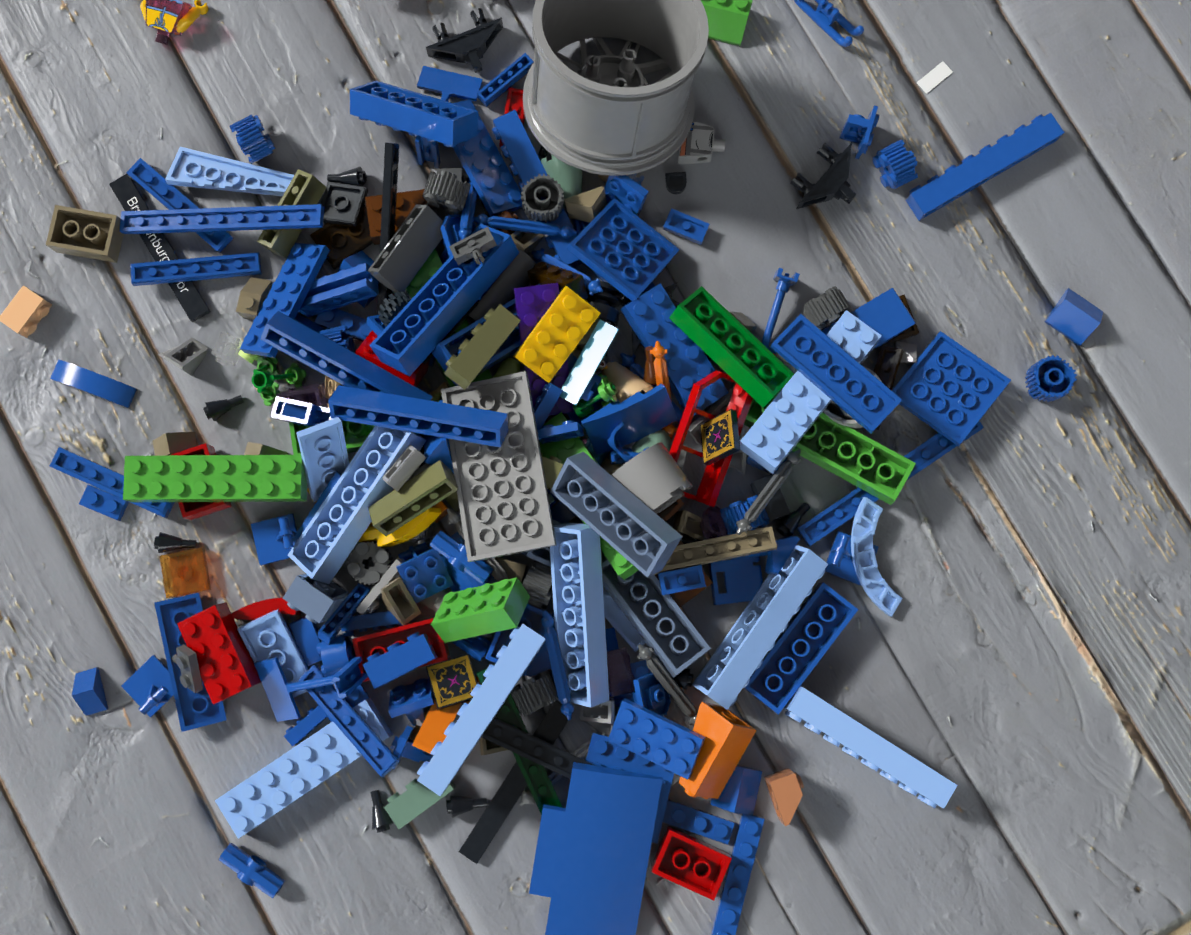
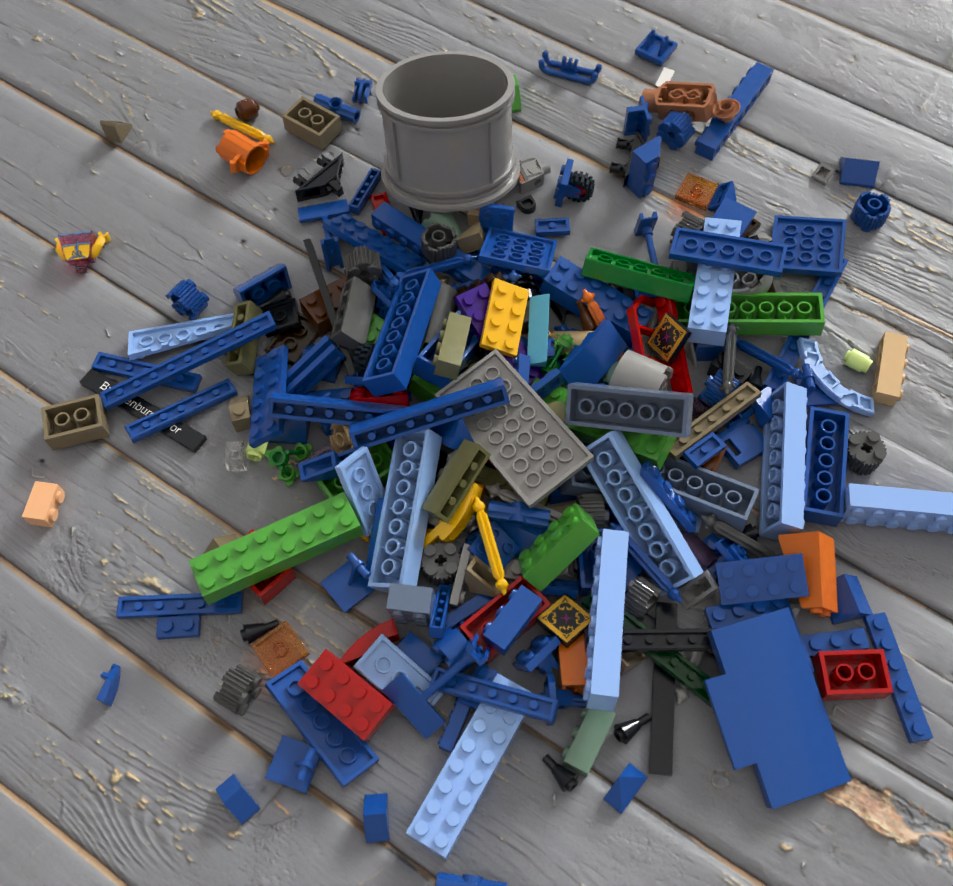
camera: 25 degrees left, 20 degrees down
(20, 533) = (110, 686): none -> blue slope
(93, 383) = (127, 532): blue slope -> none
(128, 596) = (238, 689): none -> dark grey brick
(187, 355) = (200, 480): light grey slope -> none
(189, 667) = (326, 718): dark grey plate -> none
(201, 768) = (376, 818): none -> blue slope
(218, 408) = (247, 506): black cone -> none
(337, 156) = (263, 285): none -> blue slope
(403, 468) = (437, 459): light grey brick -> none
(414, 113) = (313, 227): blue brick -> none
(417, 576) = (490, 546): none -> yellow wheel
(430, 853) = (625, 788): none -> blue slope
(473, 246) = (406, 284): dark grey plate -> none
(614, 442) = (589, 377): blue cap -> none
(615, 612) = (665, 492): none -> blue plate
(735, 185) = (573, 185): none -> plate
(785, 793) = (889, 580): nougat slope -> none
(818, 502) = (768, 358): none -> blue wheel
(824, 205) = (644, 167): none -> blue slope
(862, 654) = (865, 452): none -> dark grey brick
(873, 256) = (696, 191): none -> clear orange plate
(899, 277) = (724, 190): none -> blue slope
(913, 549) = (857, 360): none -> yellowish green brick
(930, 136) = (694, 98): none -> nougat brick
(941, 575) = (889, 368): none -> tan brick
(947, 30) = (656, 48): none -> blue plate
(1033, 300) = (823, 173): none -> light grey slope

